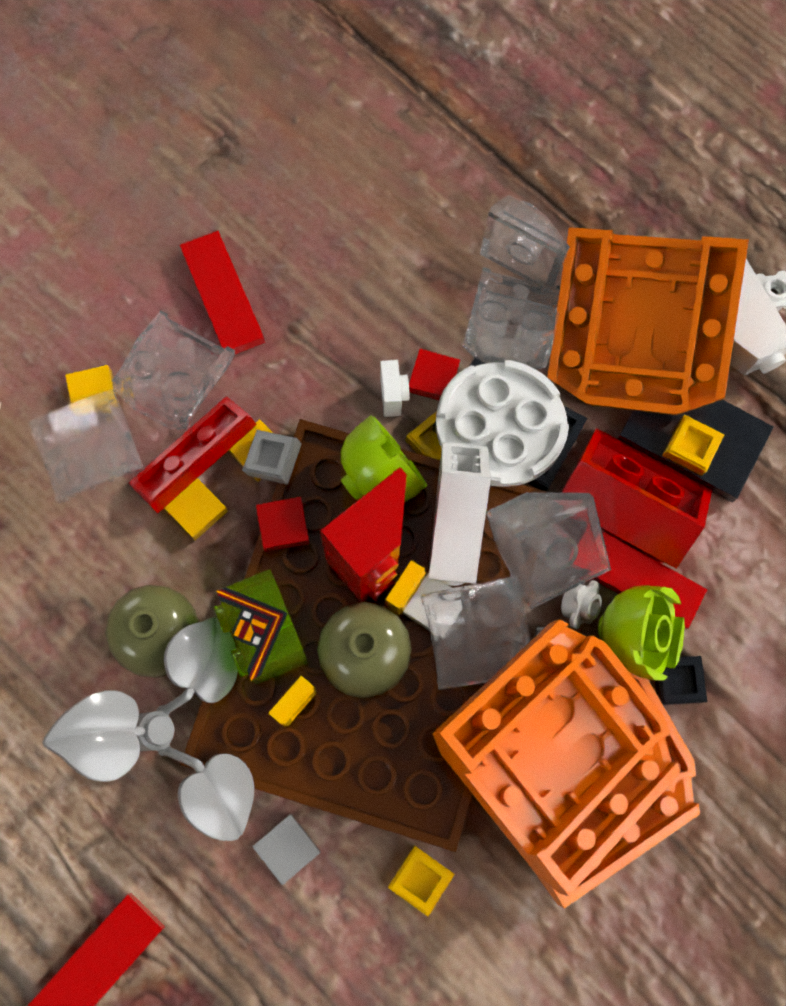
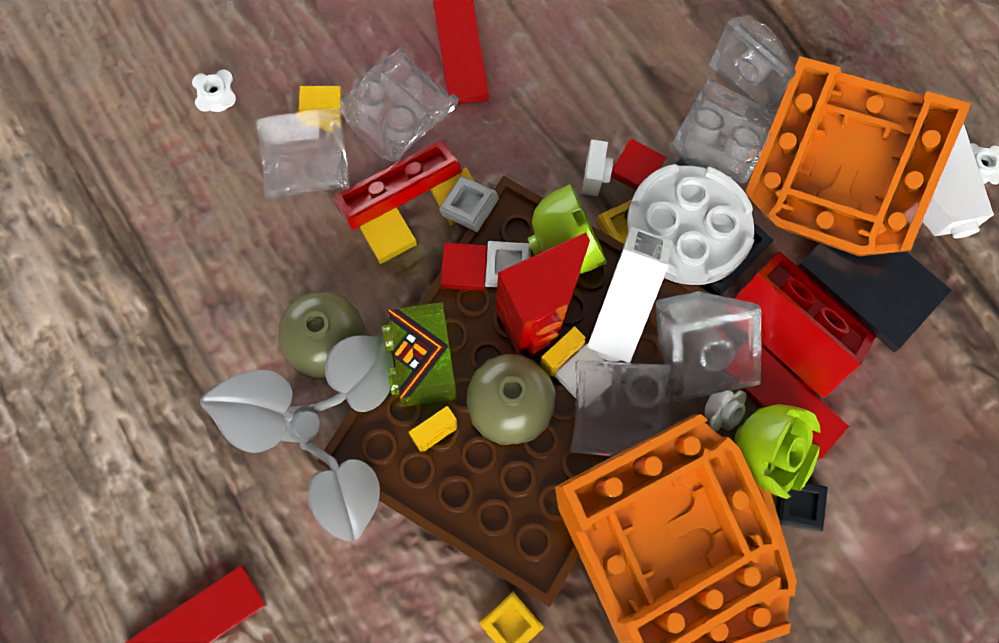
camera: 15 degrees right, 0 degrees up
(286, 849) = (394, 563): light grey tile -> none
(323, 506) = (503, 255): none -> white tile
(693, 445) = (869, 288): yellow tile -> none

